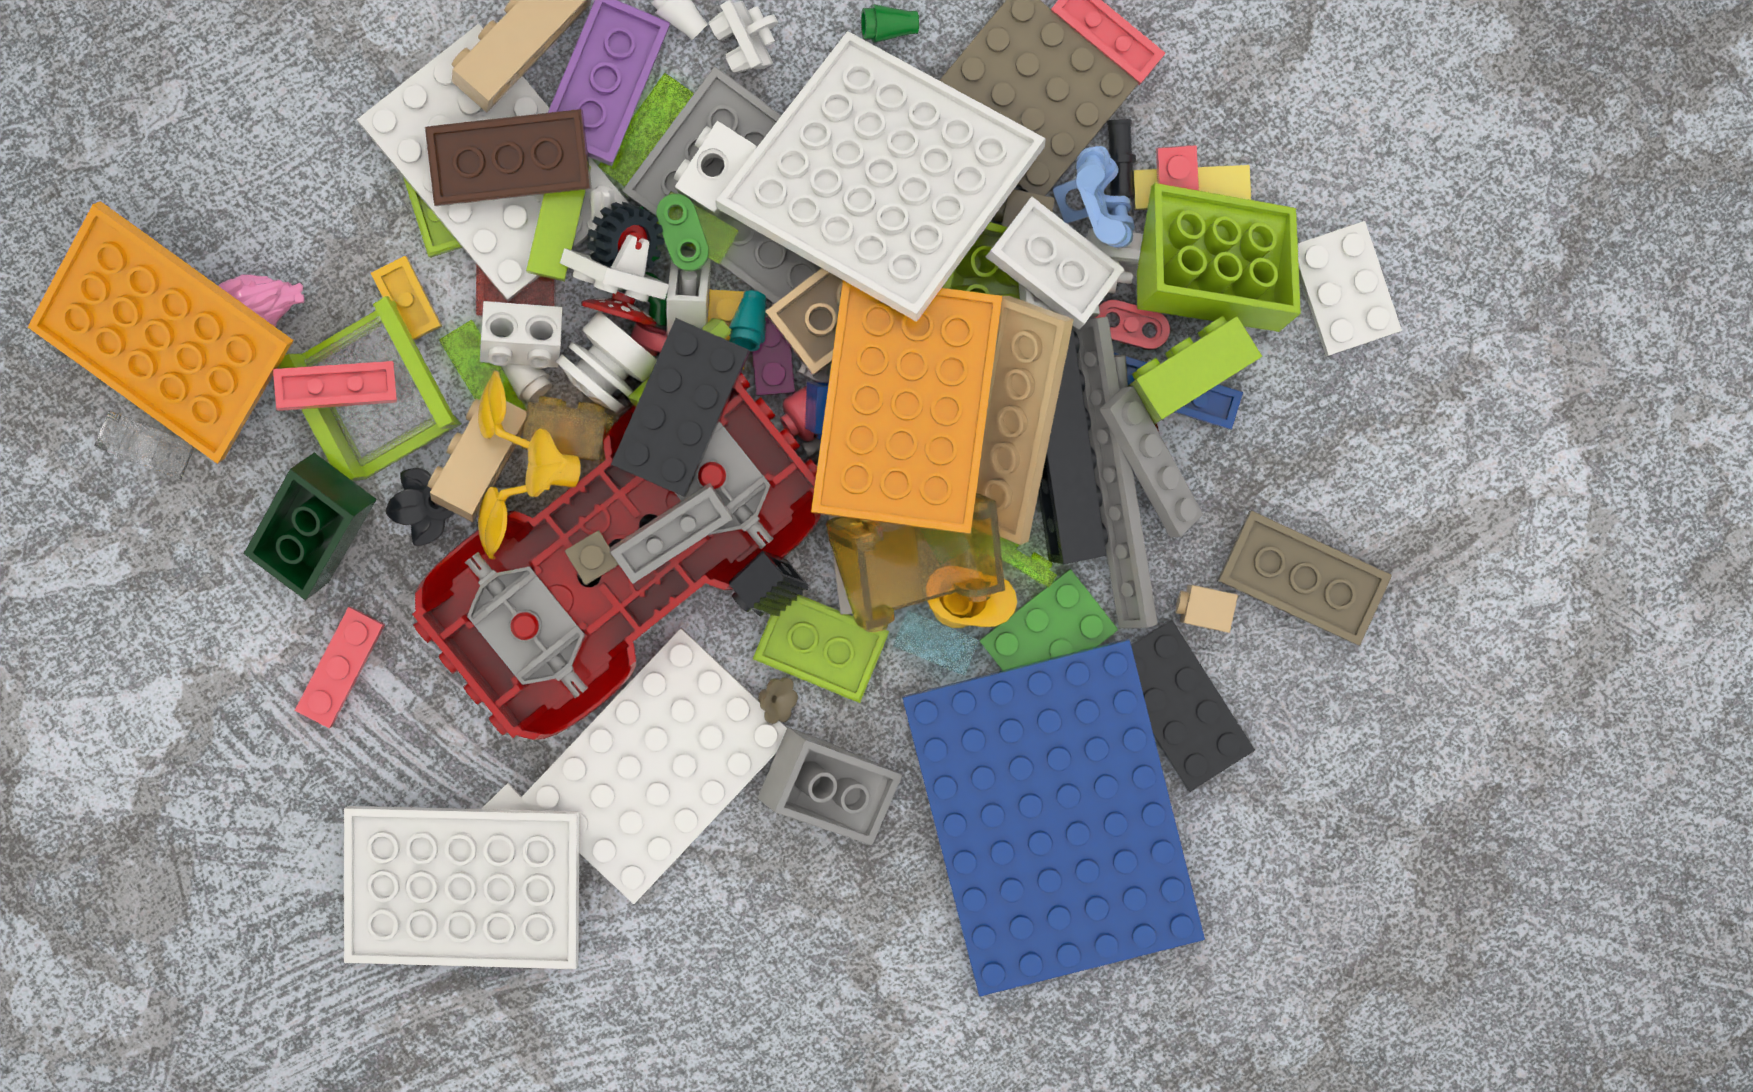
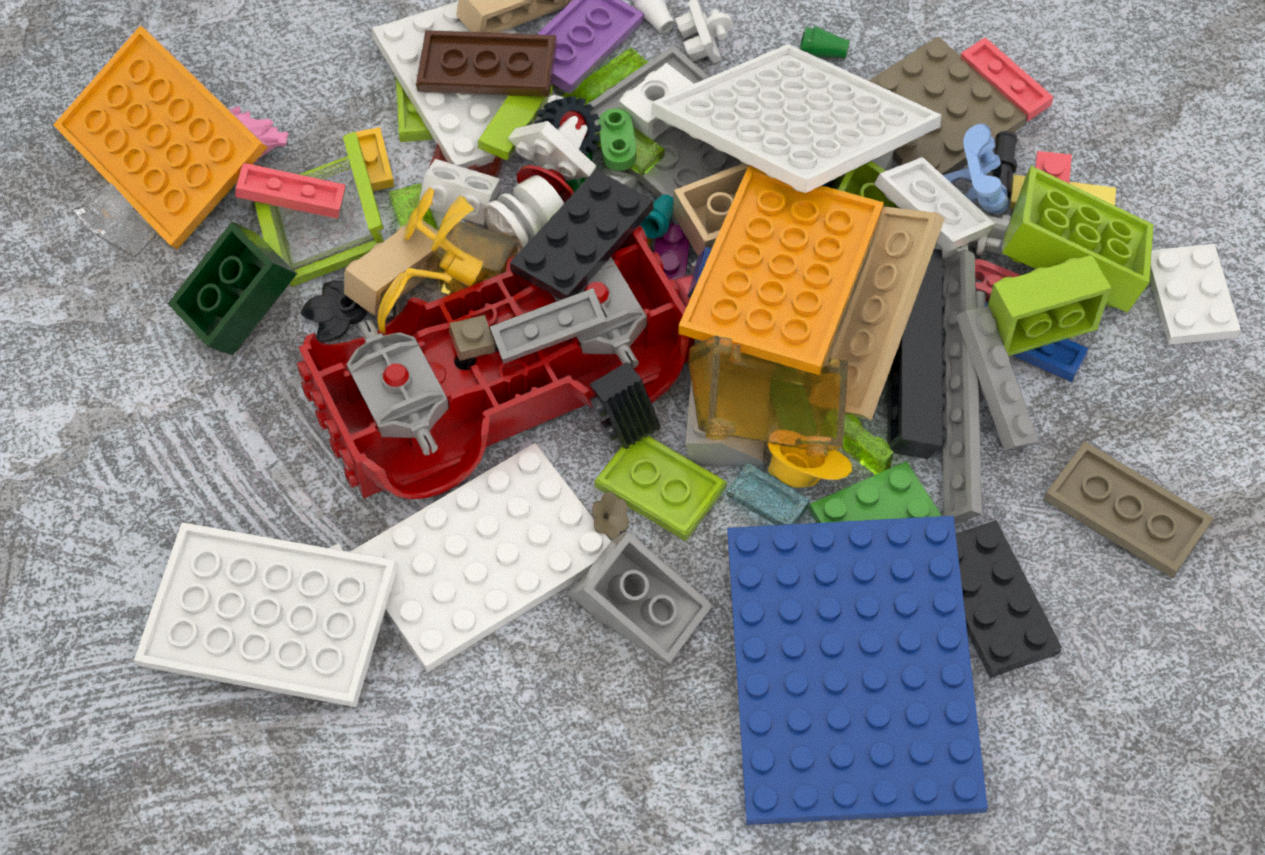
camera: 15 degrees right, 30 degrees down
(339, 667) = (218, 421): coral plate -> none
(1206, 608) = (1031, 514): tan brick -> none

